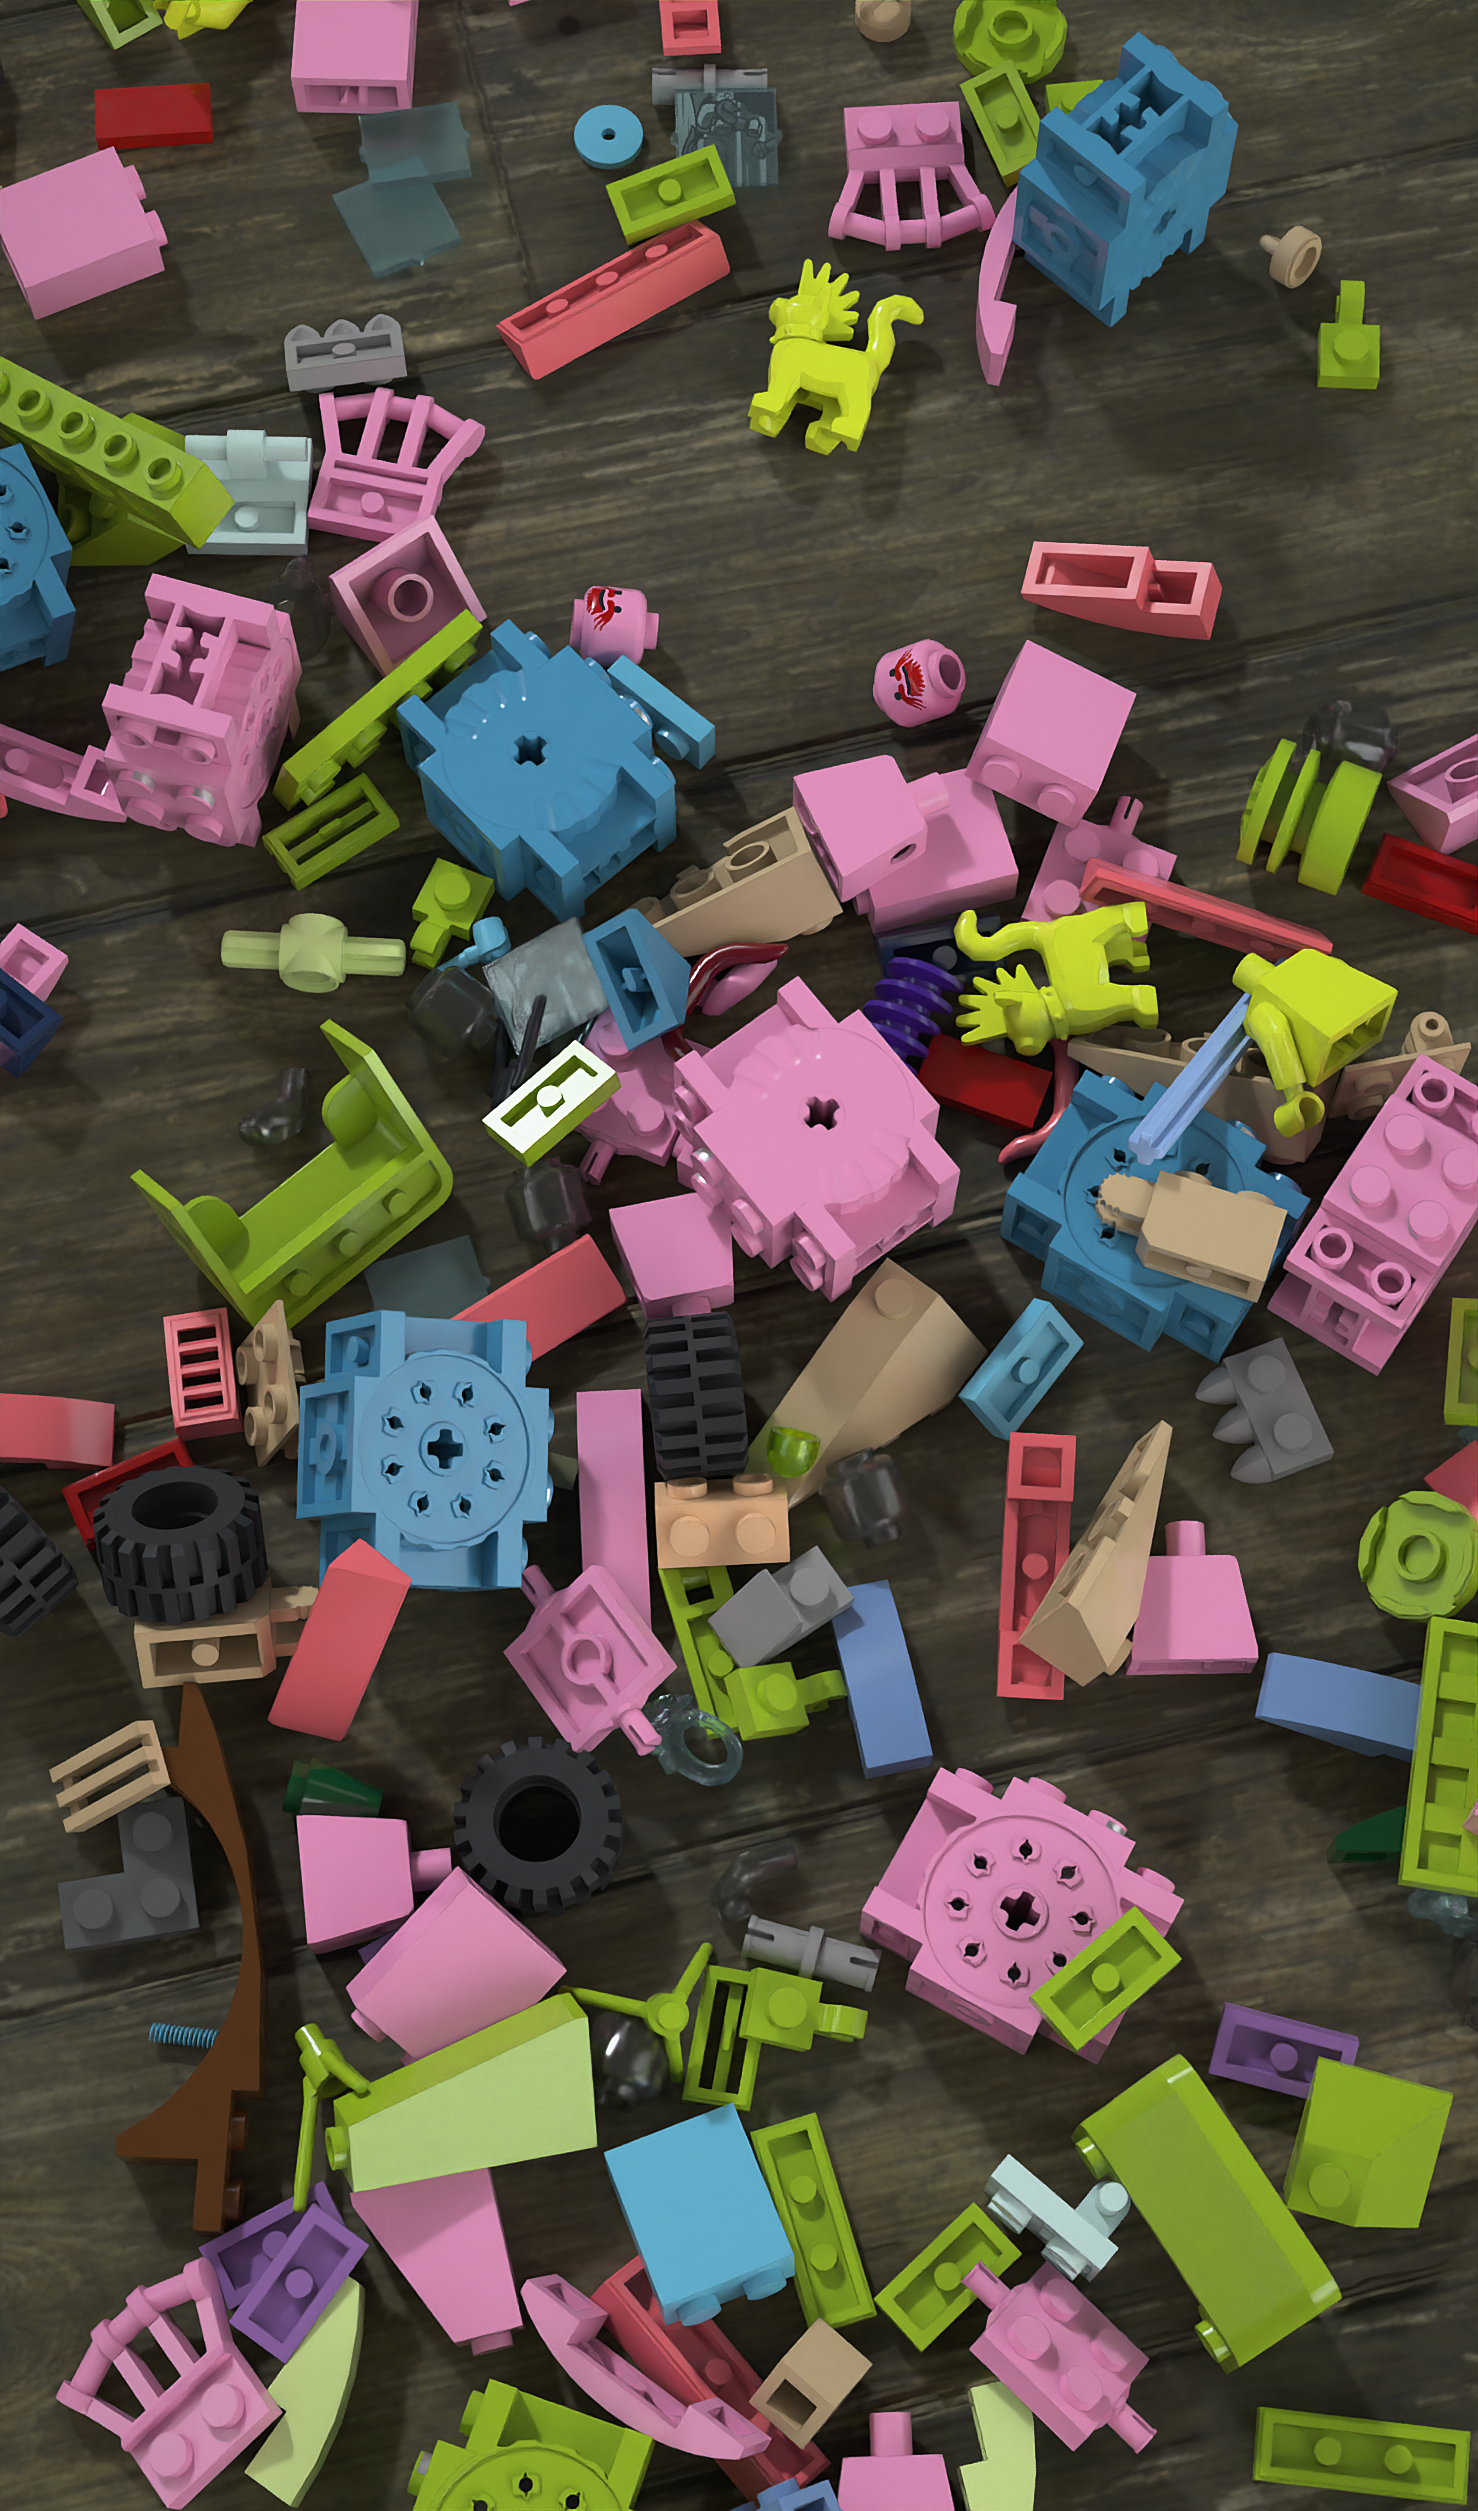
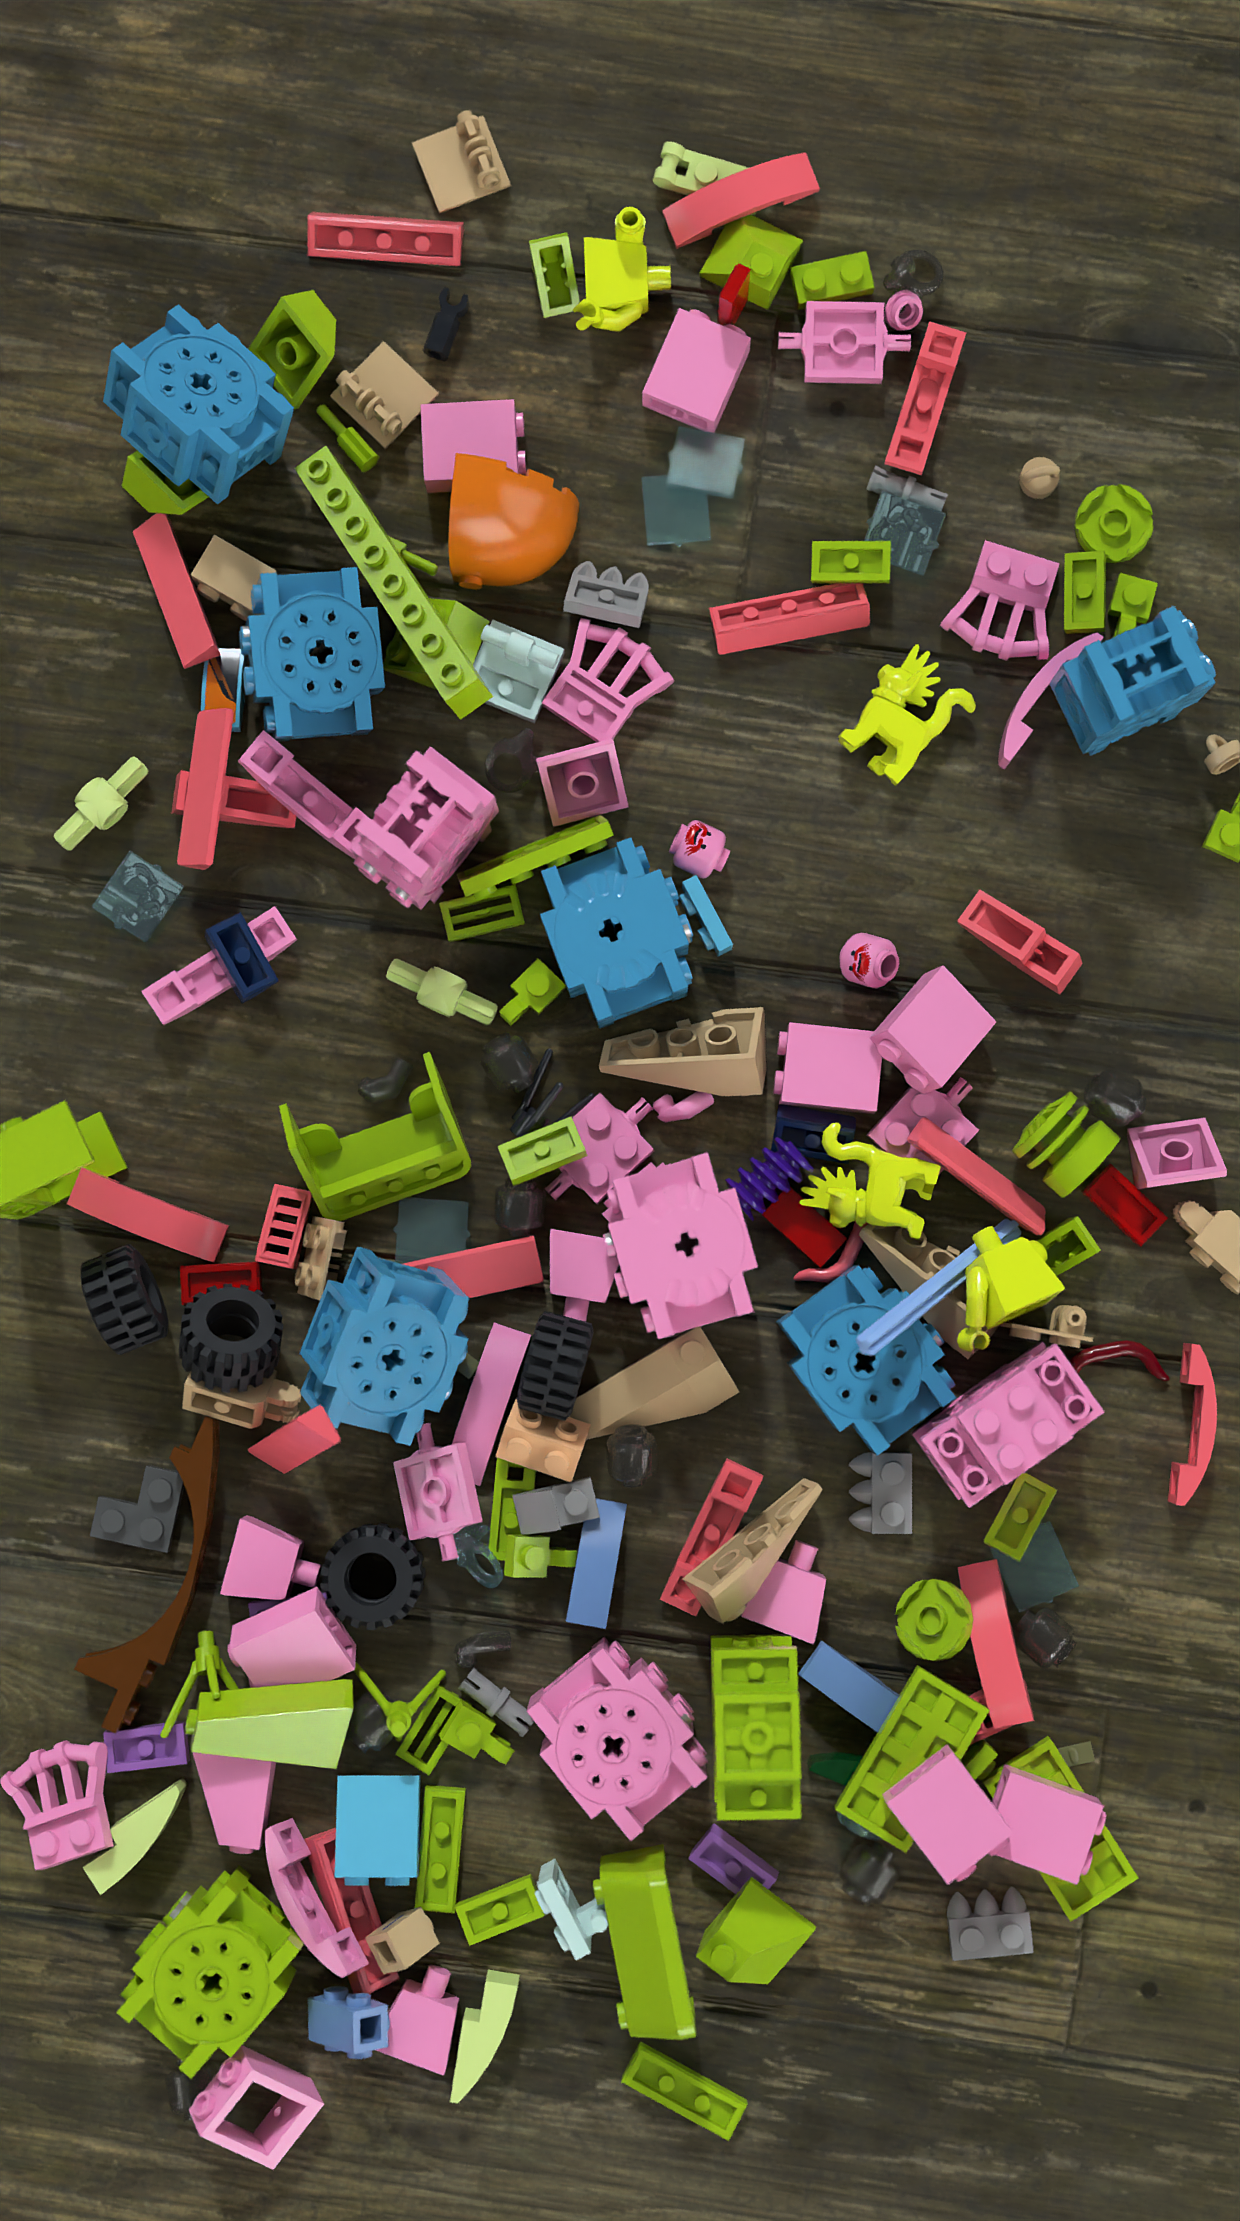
camera: 30 degrees right, 15 degrees up
(76, 1790) = (127, 1450): tan tile -> none
(154, 116) = (550, 377): red tile -> none
(165, 297) = (505, 523): none -> orange brick
(188, 2030) = (146, 1608): medium azure leg -> none
(299, 2283) = (148, 1778): medium lavender plate -> none
(328, 1791) = (265, 1507): dark green cone -> none
(490, 944) = (549, 1024): medium azure hand -> none
(550, 966) = (575, 1063): clear light blue piece -> none
(608, 153) = (827, 512): medium azure wheel -> none
(640, 977) = (623, 1095): dark azure slope -> none
(703, 974) = (652, 1109): dark red animal -> none
(791, 1450) = (600, 1413): clear neon green hinge -> none
(866, 819) = (797, 1048): bright pink torso -> none
(1021, 1369) = (752, 1414): medium azure plate -> none
(1059, 2355) = (540, 1982): bright pink plate -> none
(1104, 1979) = (642, 1809): lime plate -> none
(1195, 1229) = (879, 1398): tan hinge -> none
(1224, 1794) = (755, 1727): none -> lime piece
(1381, 944) = (1068, 1245): none -> lime slope

